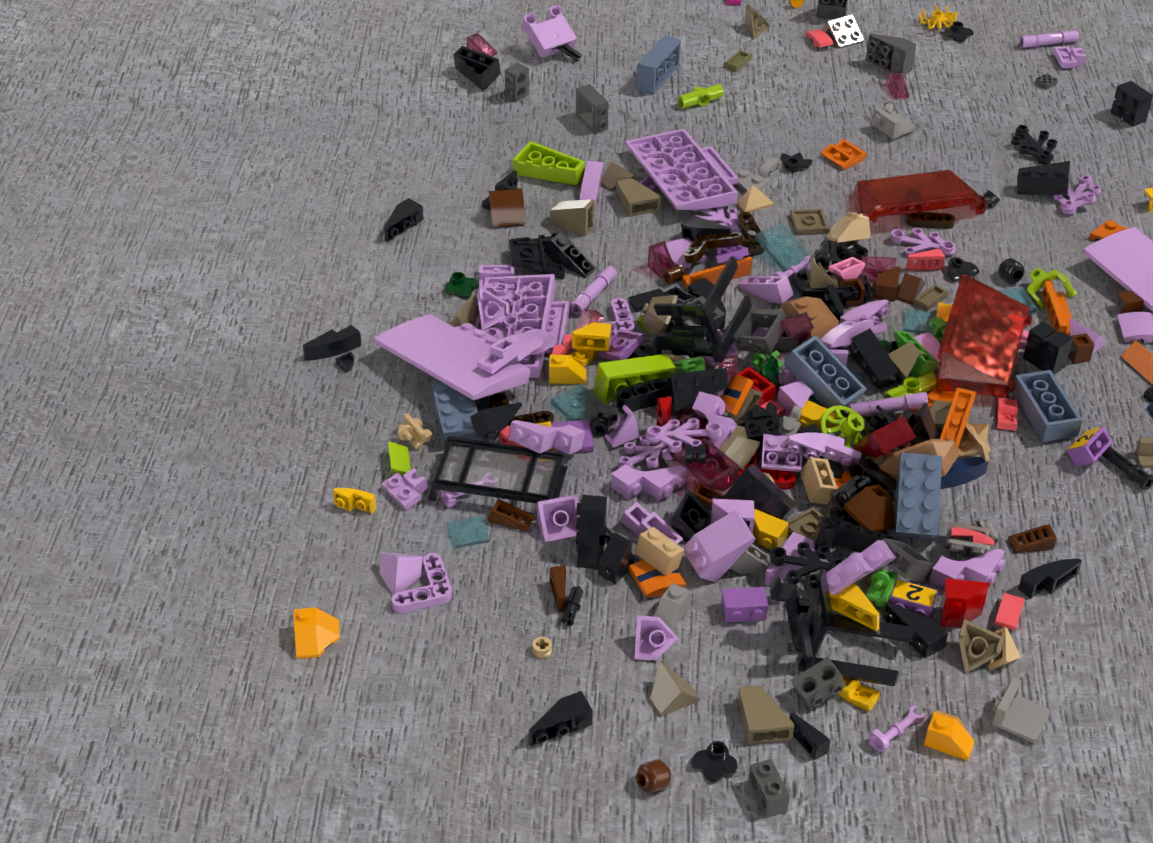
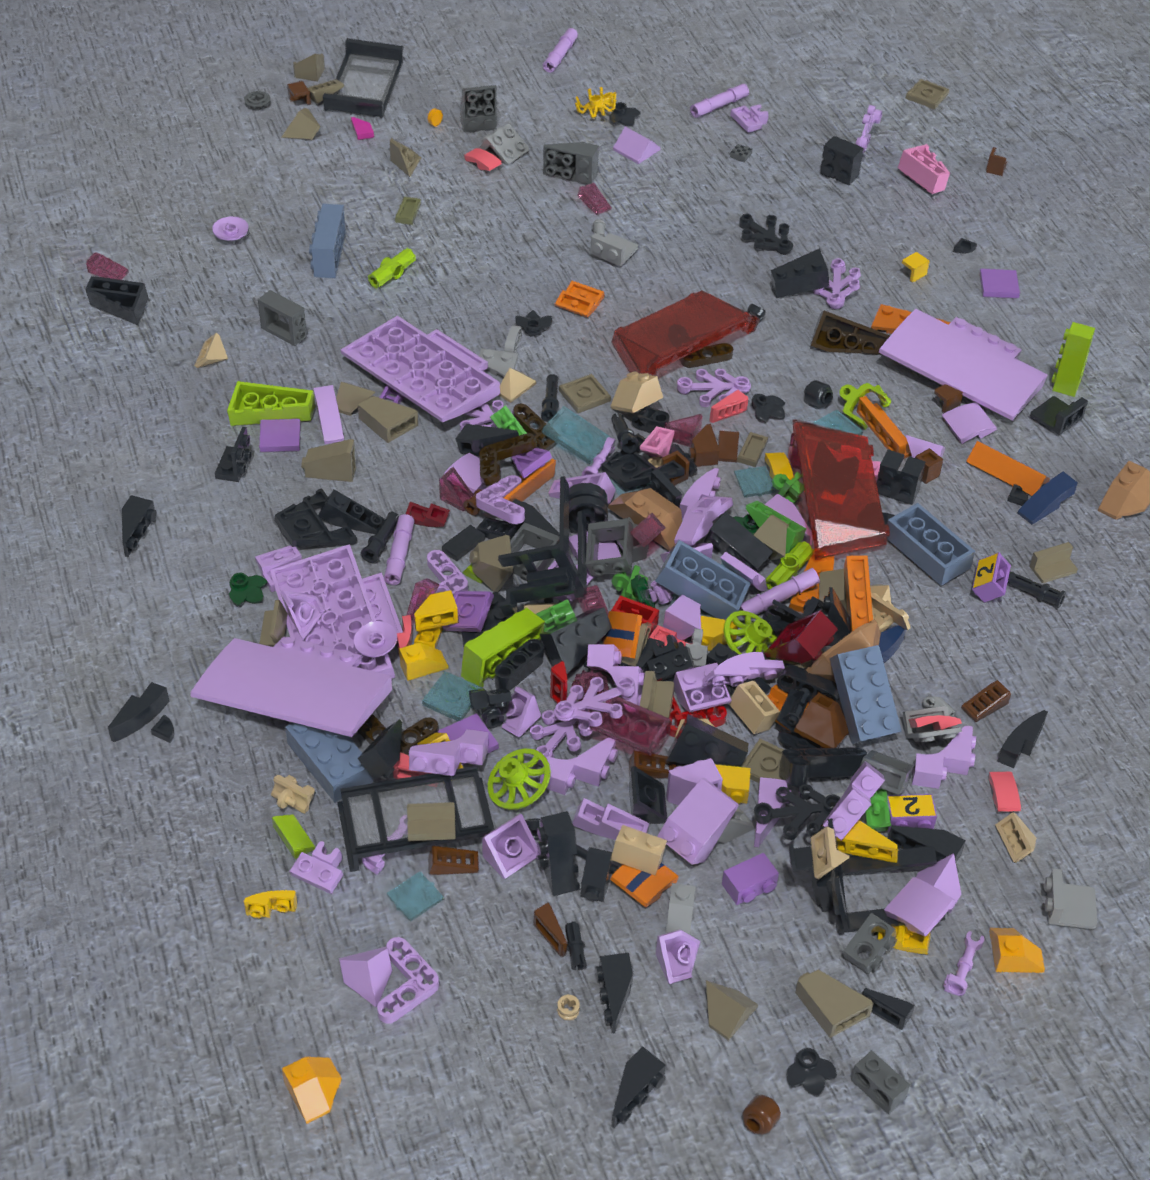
camera: 25 degrees left, 5 degrees up
(502, 477) = (431, 821): none -> dark tan panel
(507, 207) = (251, 474): reddish brown slope -> none
(508, 348) = (359, 662): lavender slope -> none
(516, 82) = (178, 306): dark grey brick -> none
(528, 121) = (211, 352): none -> tan slope
(547, 189) = (279, 435): none -> medium lavender tile
(551, 35) = (187, 234): lavender piece -> none
(578, 280) = (378, 541): none -> black pin
(589, 40) = (230, 228): none -> lavender dish
(590, 643) = (616, 978): none -> black slope
(591, 467) = (514, 774): none -> lime wheel
(629, 274) = (431, 517): none -> dark red slope
(685, 275) = (492, 500): none -> lavender beam
(690, 454) = (621, 722): black wheel -> none
(728, 219) = (506, 420): none -> bright green hips
(761, 291) = (589, 499): none -> black wheel
(777, 218) = (550, 397): none -> black pin
(804, 597) = (825, 853): none -> tan slope
(817, 275) = (633, 461): dark tan slope -> none
(866, 379) = (744, 571): none -> lavender slope
(875, 667) = (919, 906): none -> lavender slope
(909, 661) = (944, 877): none -> lavender slope
(955, 56) = (635, 146): none -> lavender slope
(961, 601) = (958, 800): red slope -> none
(978, 645) = (998, 842): dark tan slope -> none
(1007, 414) = (892, 564): coral slope -> none
(1059, 233) = (846, 336): none -> dark brown wedge

